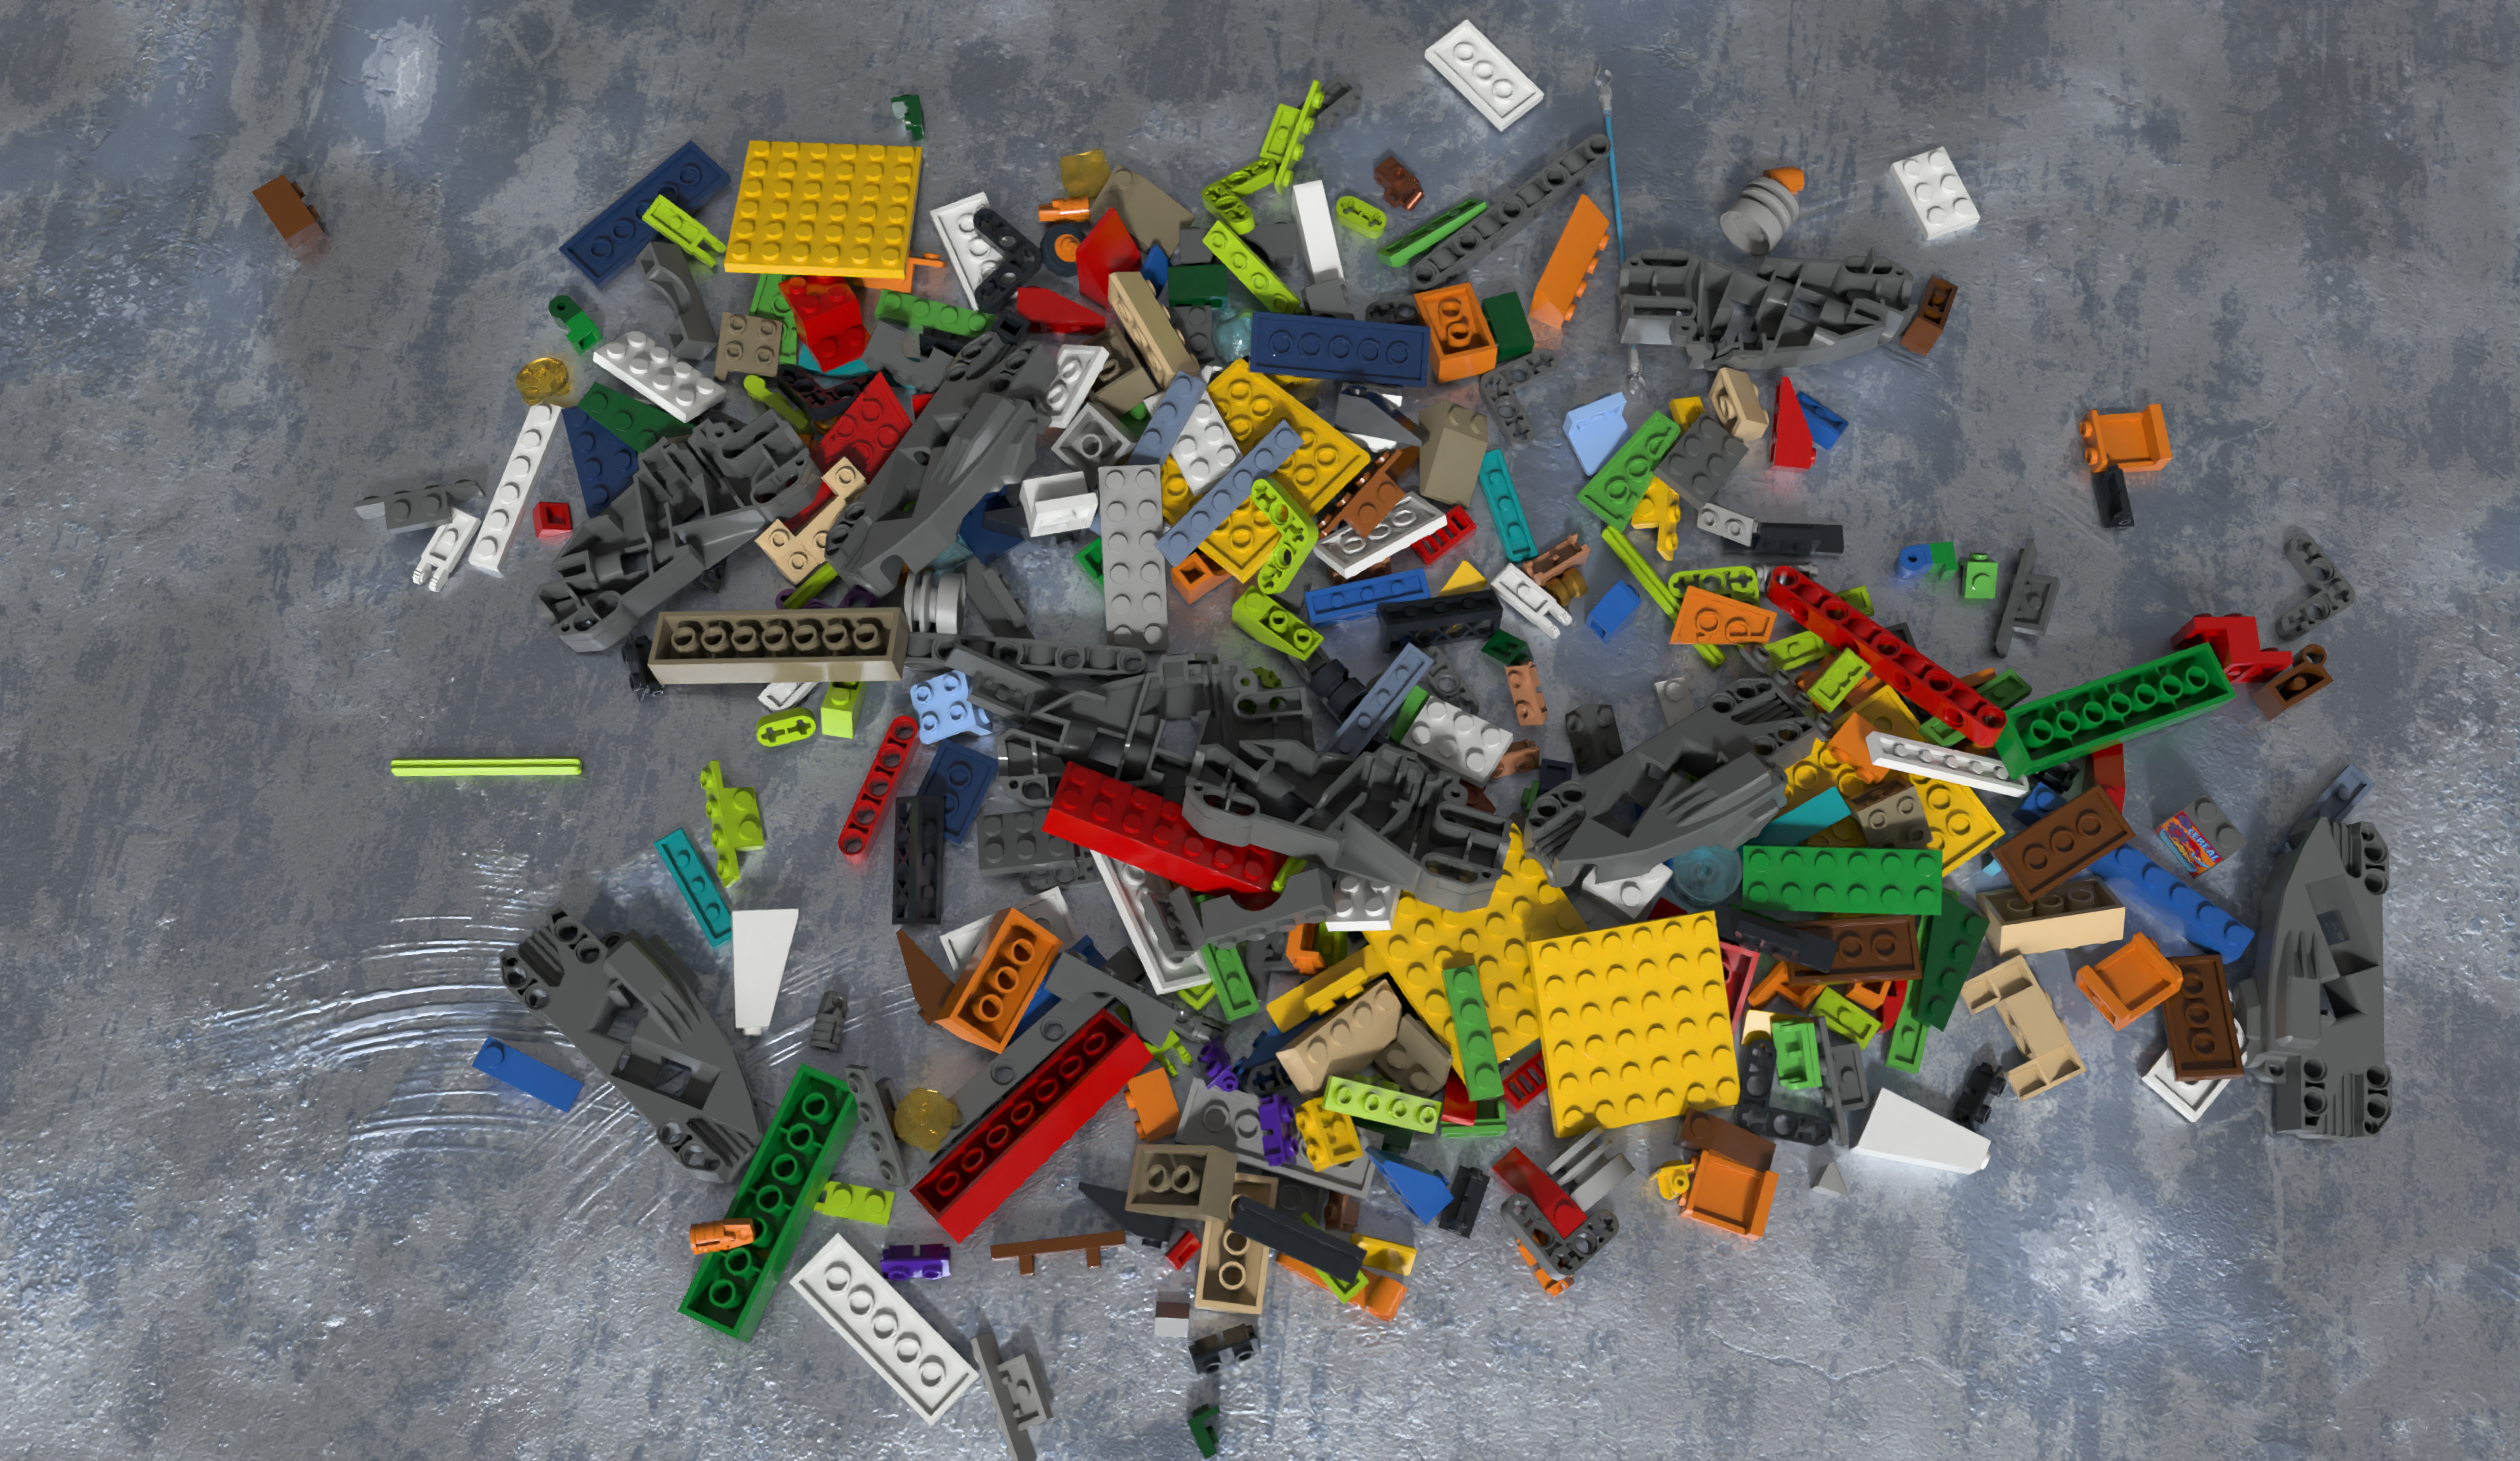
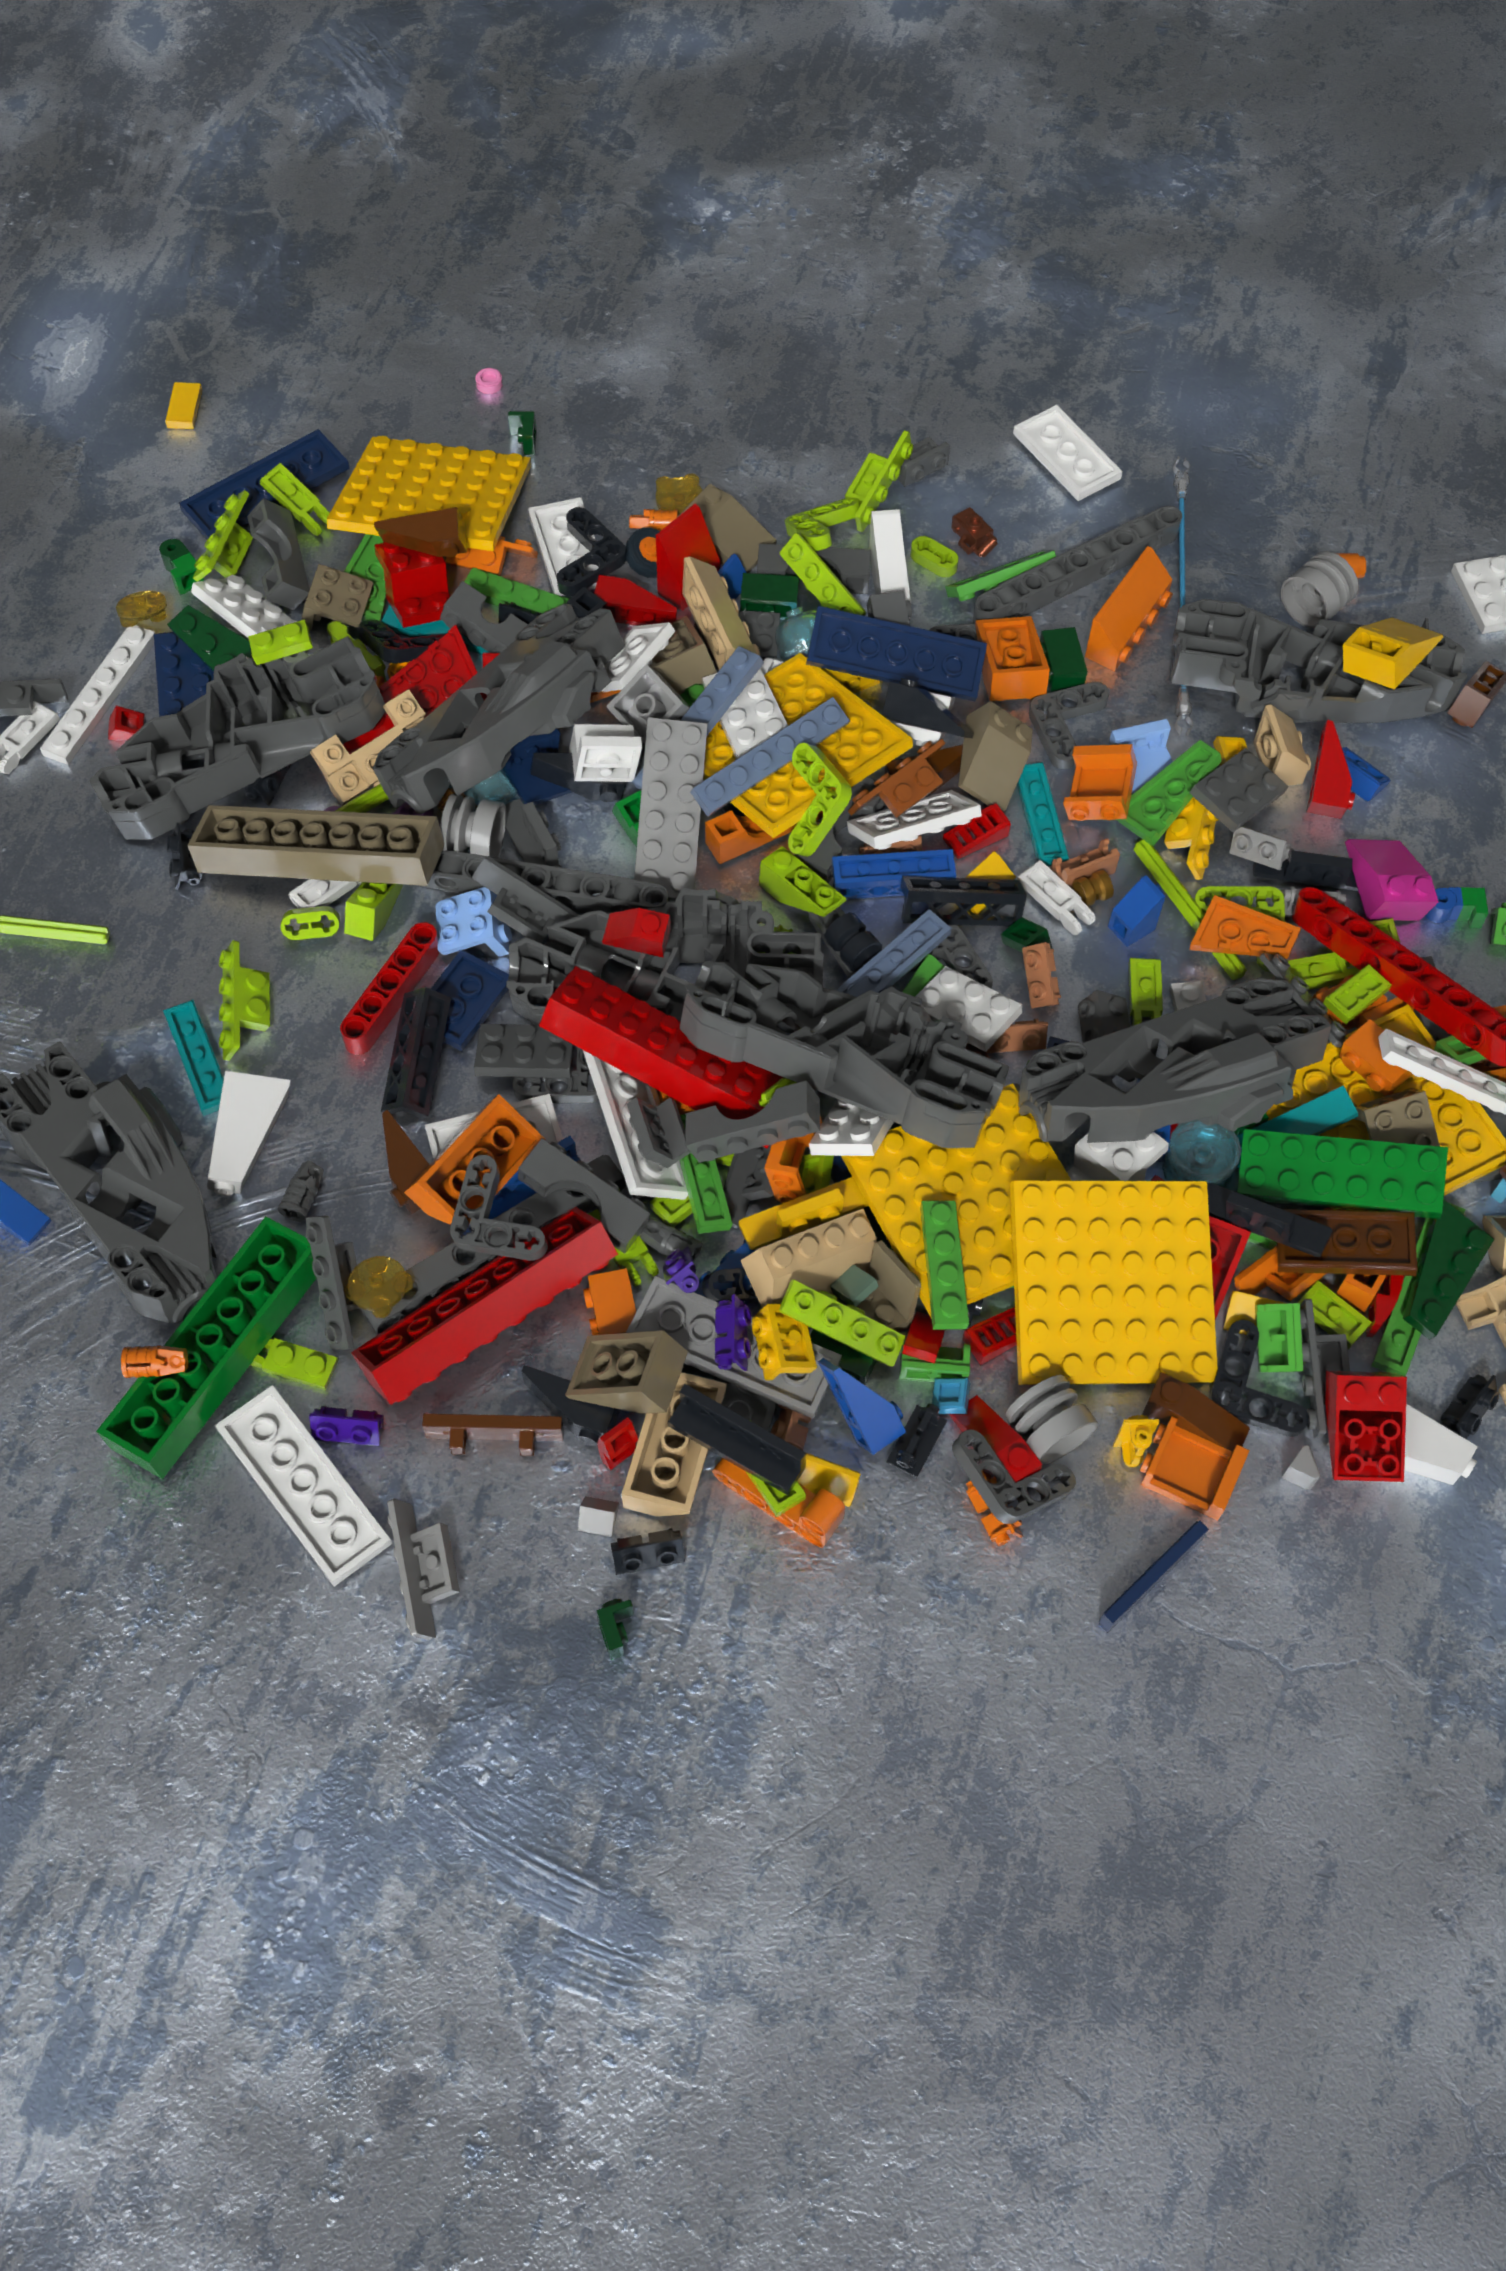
camera: 10 degrees right, 10 degrees down
(539, 124) = (183, 405): none -> yellow tile
(620, 293) = (228, 543): none -> lime bracket
(703, 422) = (280, 642): none -> lime plate
(842, 271) = (431, 533): none -> reddish brown slope
(862, 54) = (489, 381): none -> bright pink tile
(1020, 1054) = (482, 1226): none -> dark grey beam
(1123, 711) = (638, 931): none -> red slope
(1386, 1058) = (854, 1286): none -> sand green tile
(1491, 1152) = (951, 1395): none -> dark azure tile
(1562, 468) = (1101, 782): none -> orange panel
(1630, 698) = (1145, 989): none -> lime hinge
(1701, 1309) = (1153, 1576): none -> dark blue tile
(1838, 291) = (1387, 650): none -> yellow slope
(1858, 541) = (1390, 880): none -> dark pink slope
(1886, 1136) = (1366, 1425): none -> red slope

